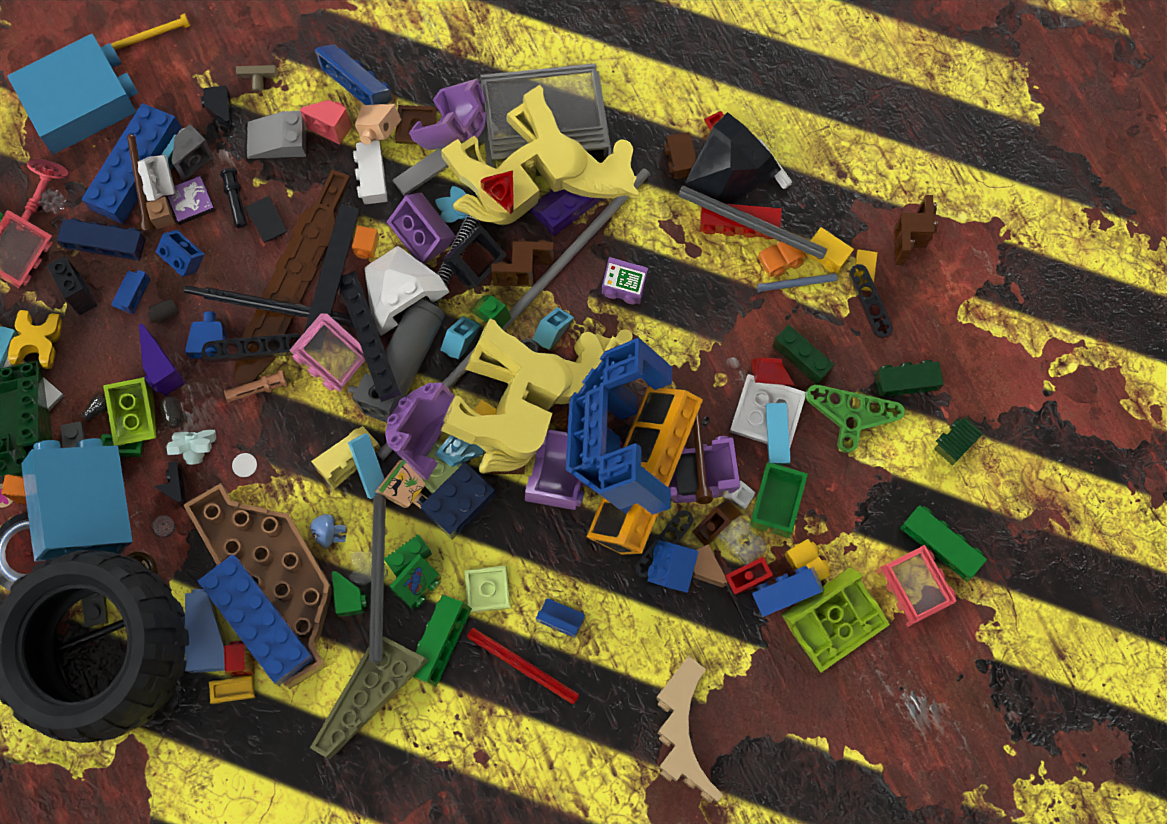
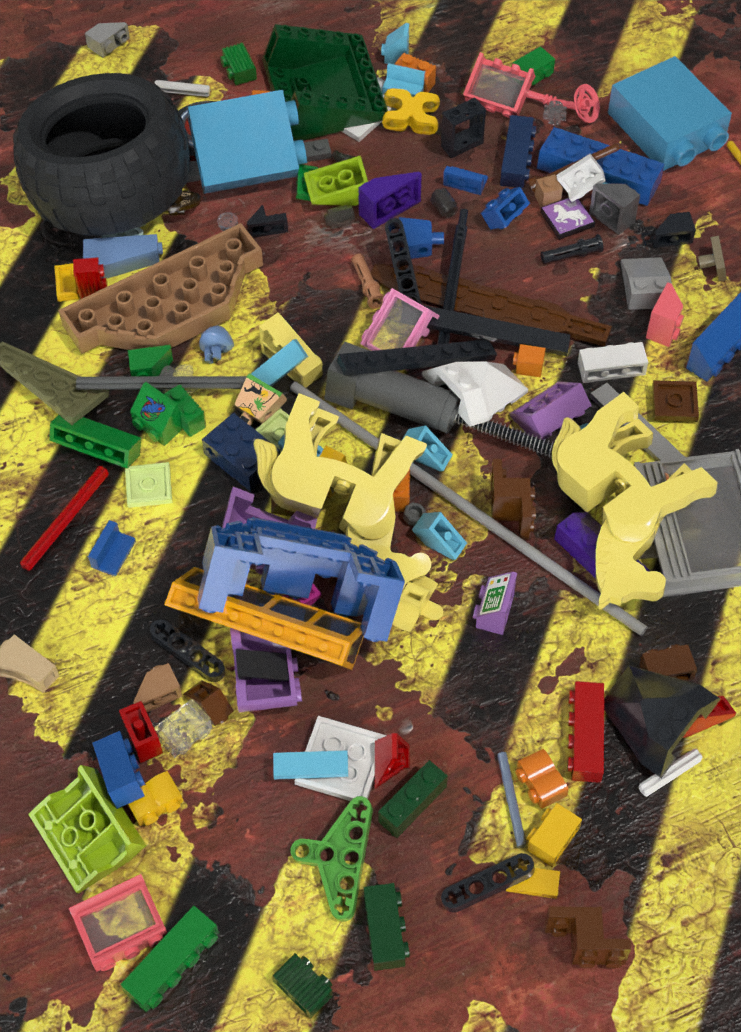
camera: 90 degrees right, 15 degrees down
(191, 444) = (305, 230): light aqua plant -> none
(244, 465) = (288, 279): white sticker -> none
(255, 620) = (119, 278): blue brick -> none
(266, 219) = (550, 277): black piece -> none
(376, 122) = (667, 357): light nougat torso -> none
(417, 426) = (315, 384): medium lavender cylinder -> none
(459, 266) = (499, 436): black window -> none
(461, 116) = (671, 432): medium lavender cylinder -> none
(490, 308) = (452, 474): green slope -> none
(500, 189) = (578, 450): red slope -> none
(672, 566) = (154, 644): blue brick -> none
(703, 493) = (232, 670): reddish brown piece -> none
(741, 497) = (242, 730): white slope -> none
(752, 222) = (578, 738): dark grey axle -> none
(778, 499) = (229, 763): green piece -> none

